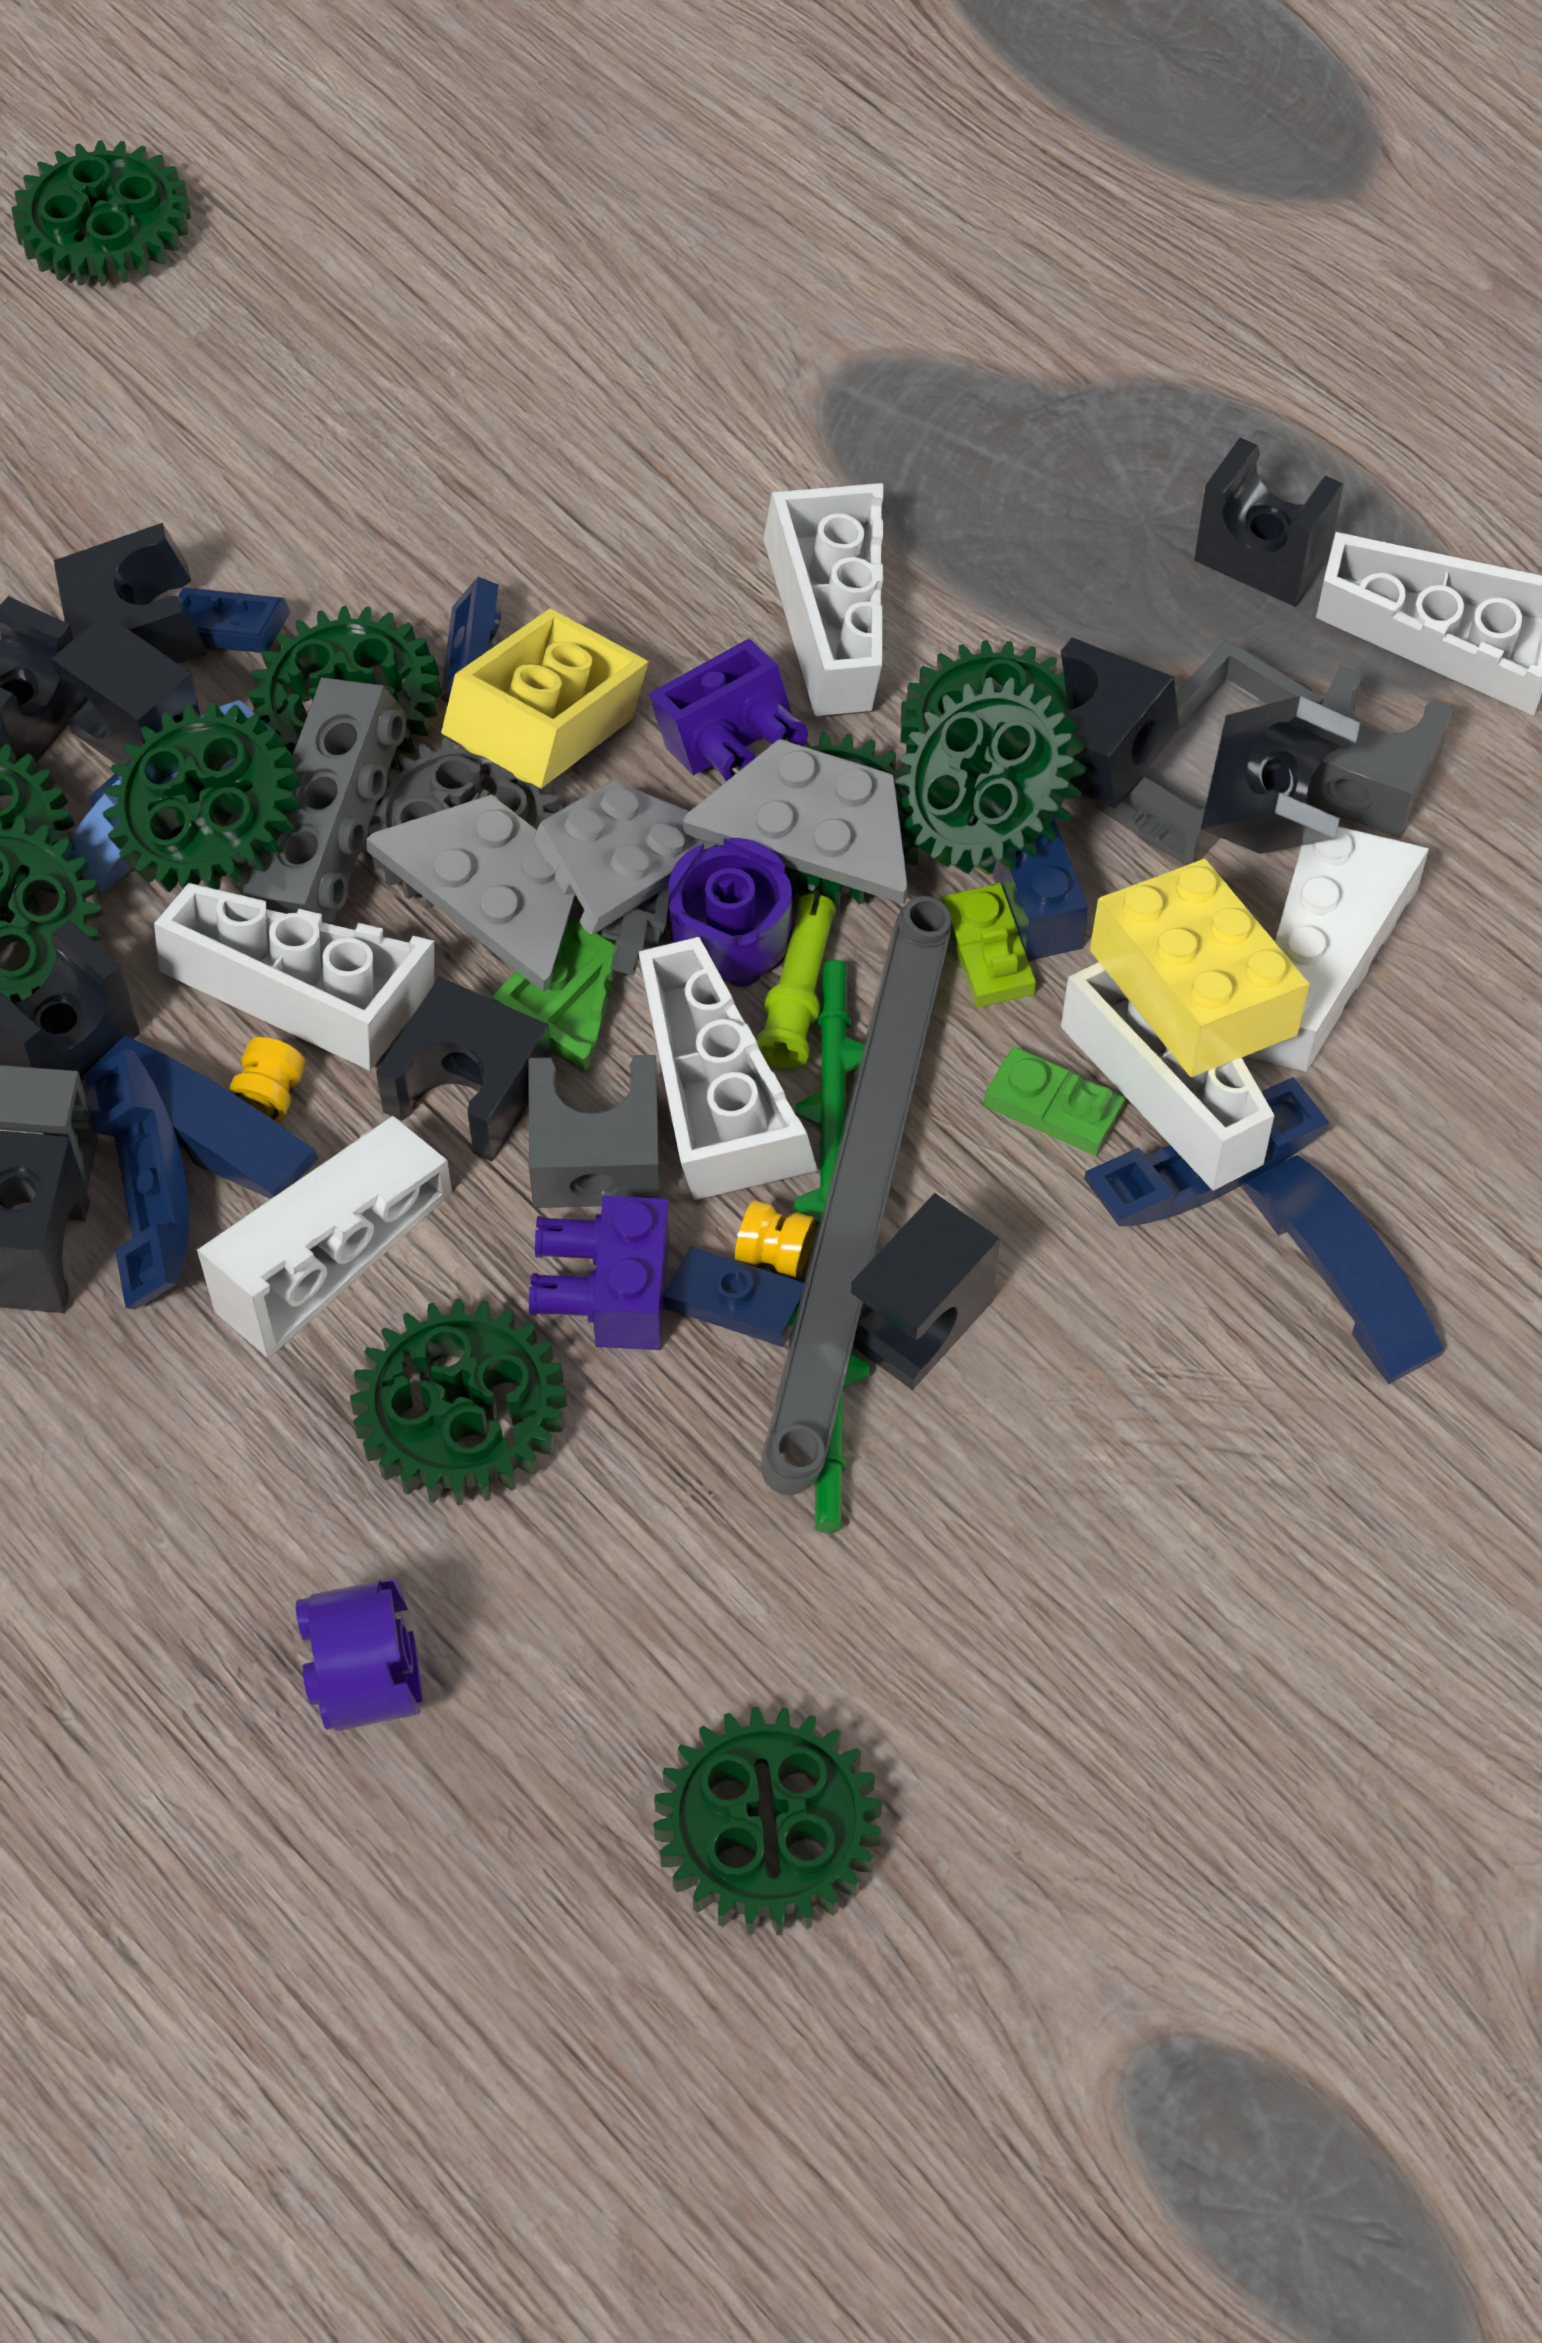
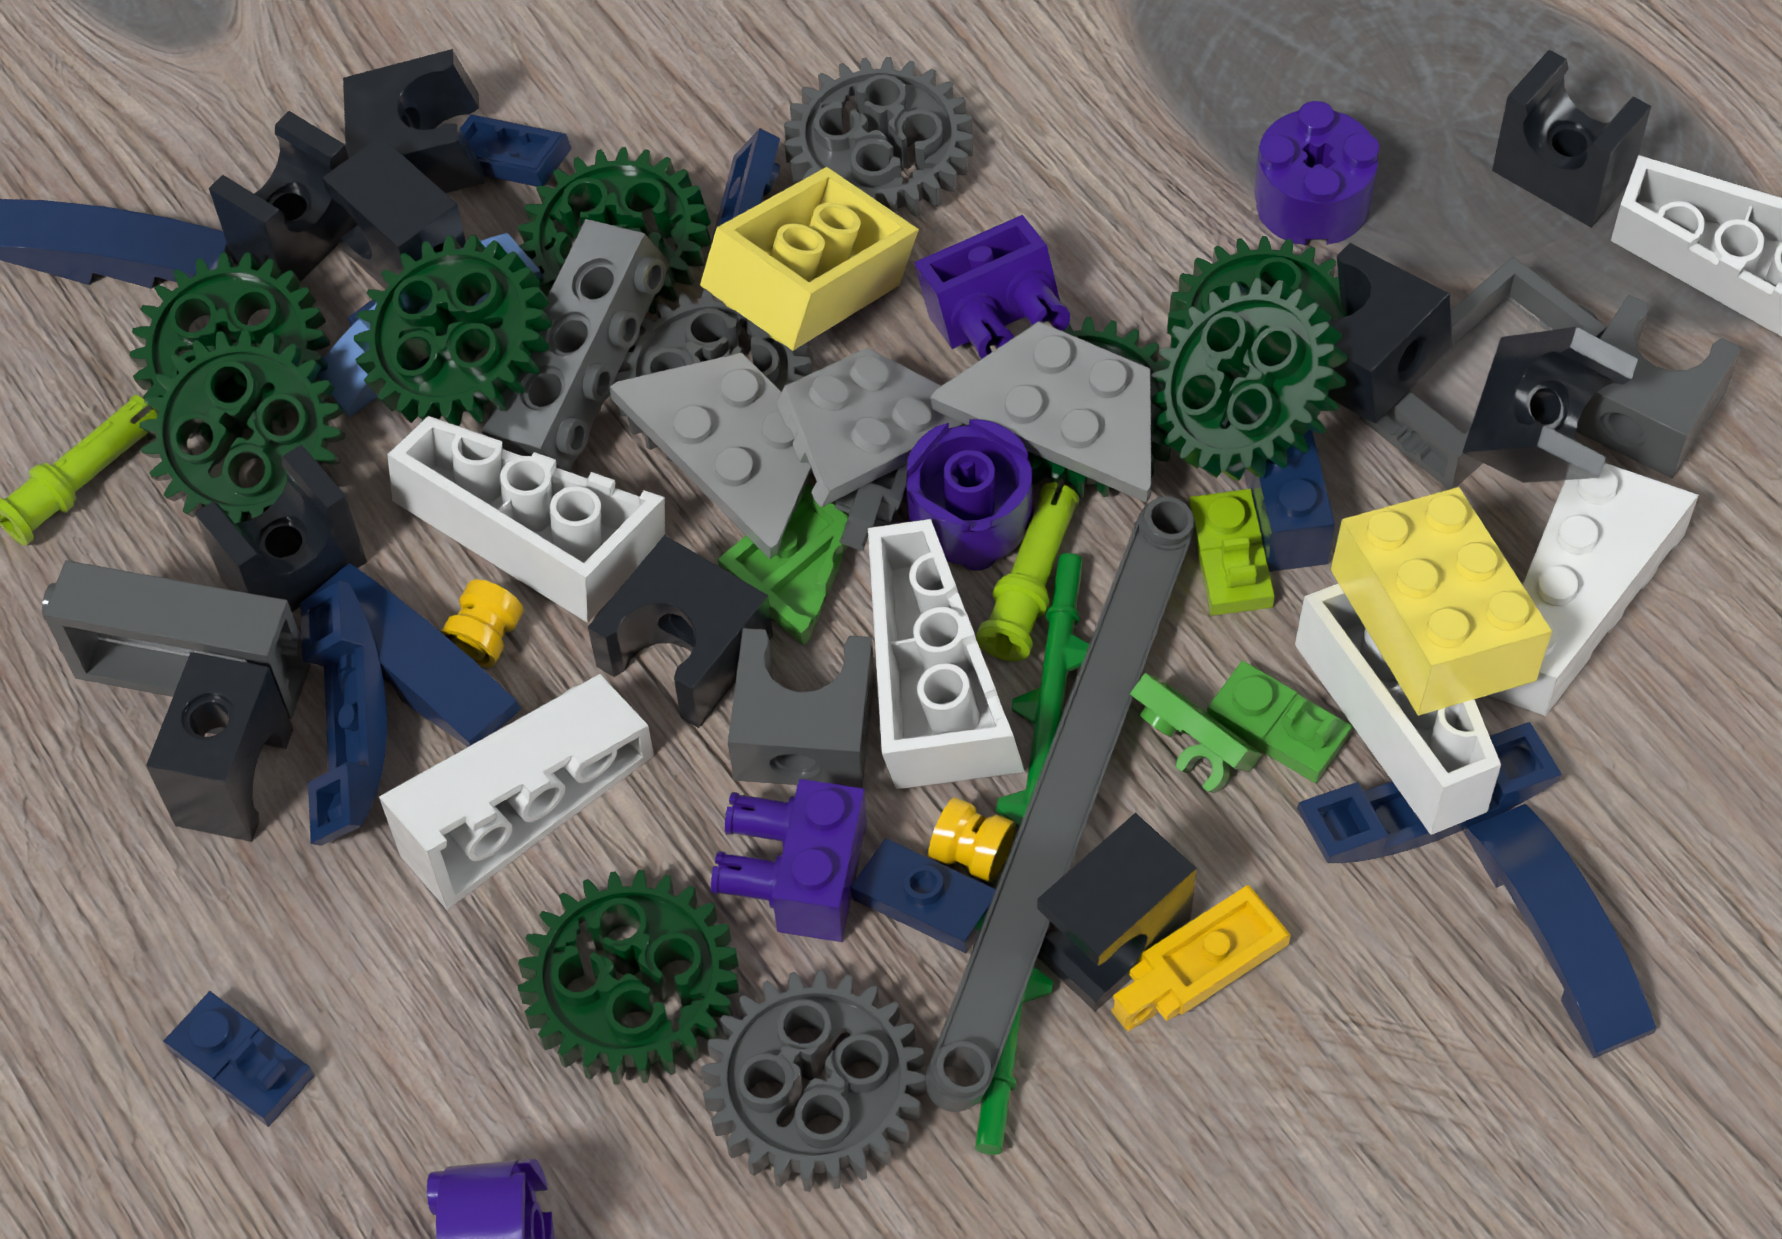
camera: 10 degrees right, 0 degrees up
(83, 1519) = (238, 1058): none -> dark blue plate
(601, 557) = (890, 115): none -> dark grey gear
(707, 1500) = (866, 1107): none -> dark grey gear
(830, 586) = (1113, 163): white wedge -> none
(951, 1100) = (1172, 711): none -> bright green plate
(1008, 1329) = (1200, 959): none -> yellow hinge
(1026, 577) = (1315, 175): none -> dark purple brick

